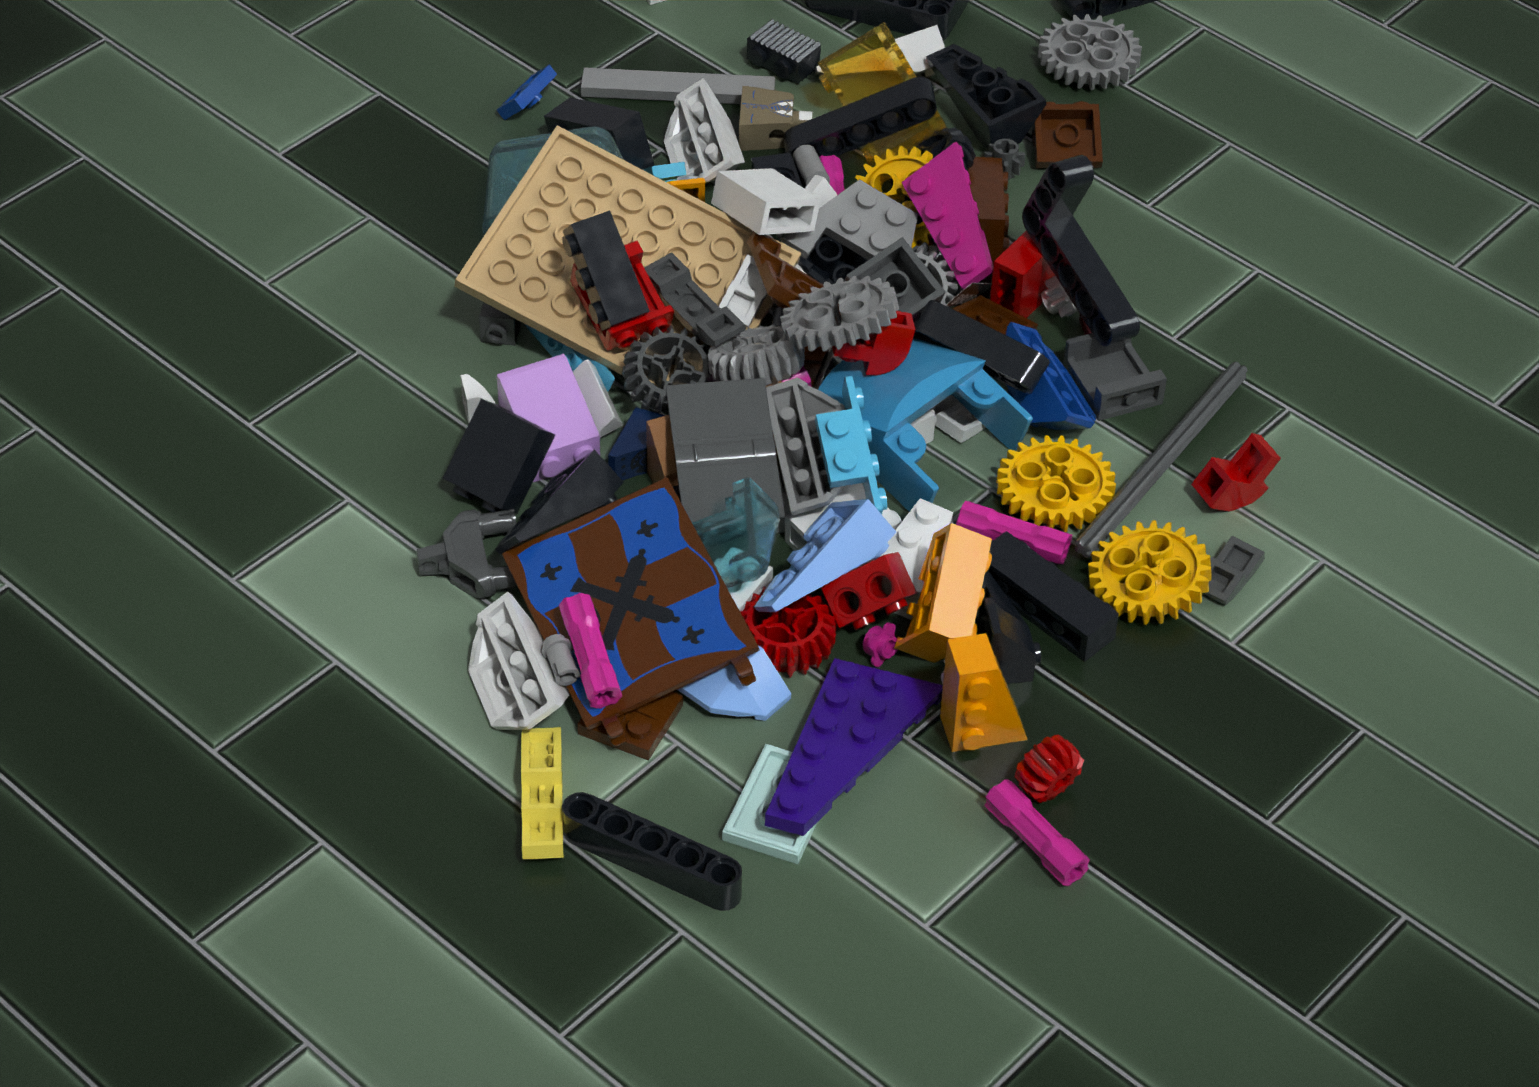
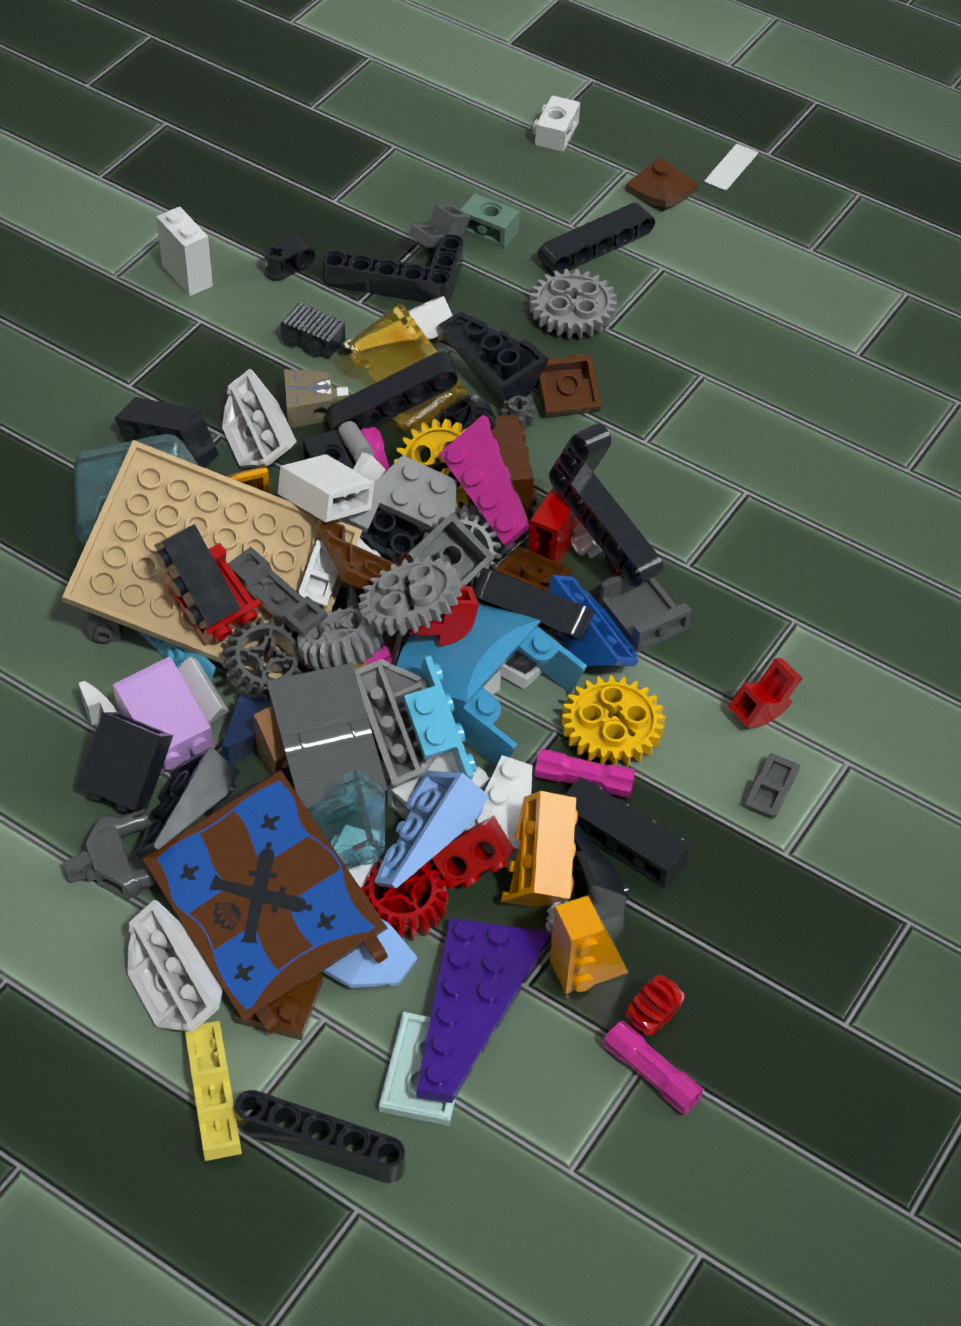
camera: 10 degrees left, 5 degrees up
(527, 93) = (96, 394): blue plate -> none
(558, 652) = (208, 953): light grey pin -> none
(595, 667) = (236, 947): dark pink axle -> none
(665, 85) = (218, 372): light grey tile -> none
(667, 172) = (227, 462): medium azure plate -> none
(880, 643) = (488, 898): dark pink plate -> none
(1150, 572) = (707, 797): yellow gear -> none
(1160, 459) = (696, 687): dark grey axle -> none

